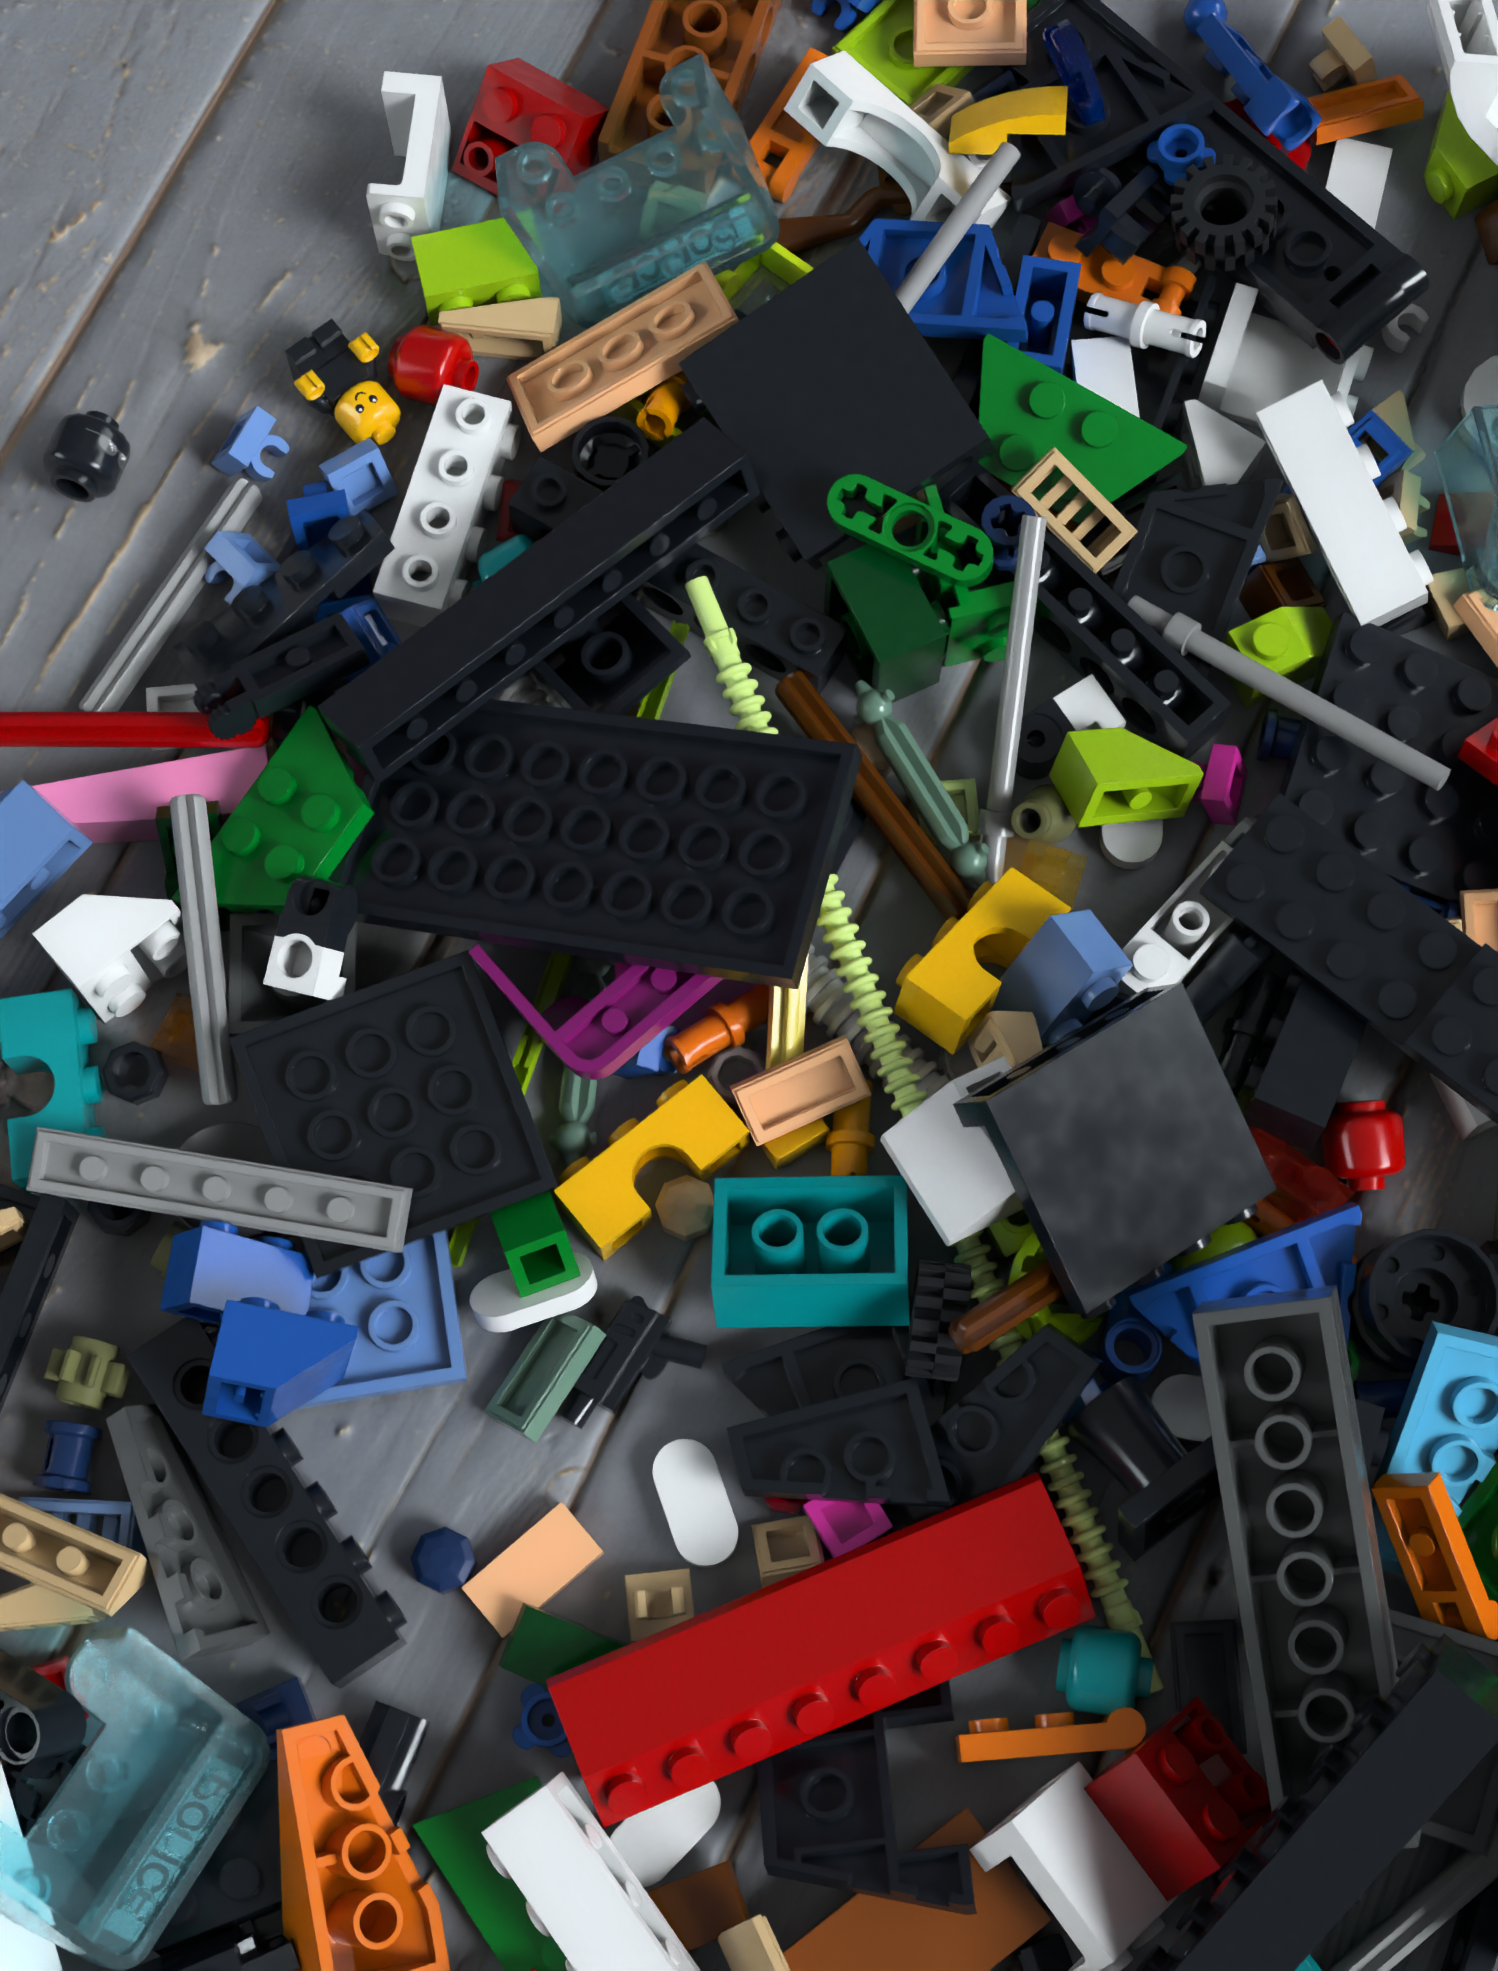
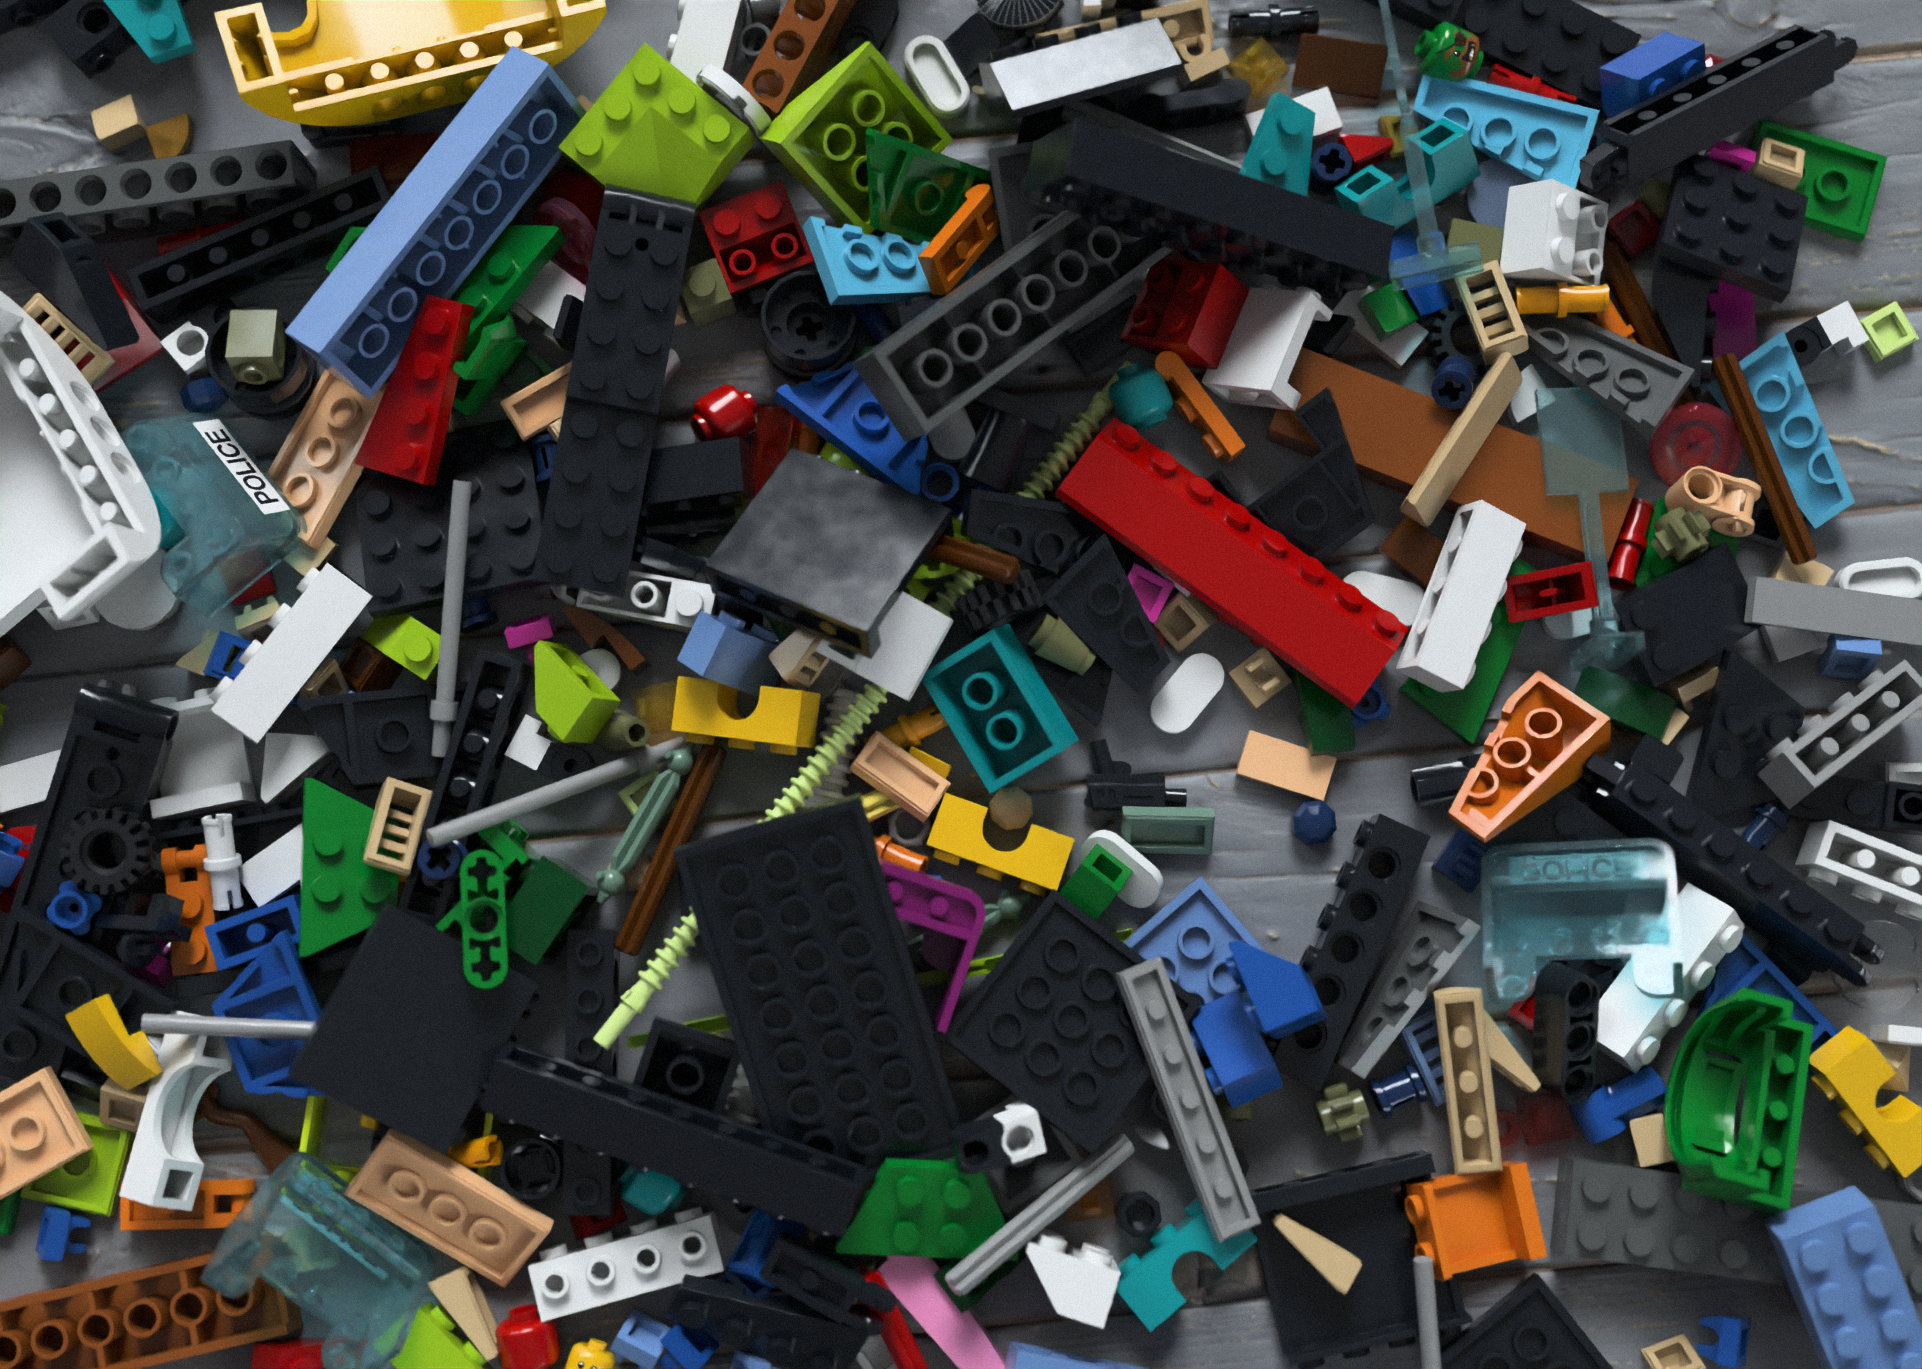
camera: 120 degrees left, 10 degrees up
(843, 1370) = (1061, 645): none -> olive cone
(1075, 70) = (48, 1018): clear blue tile -> none
(1177, 859) = (599, 633): none -> reddish brown slope

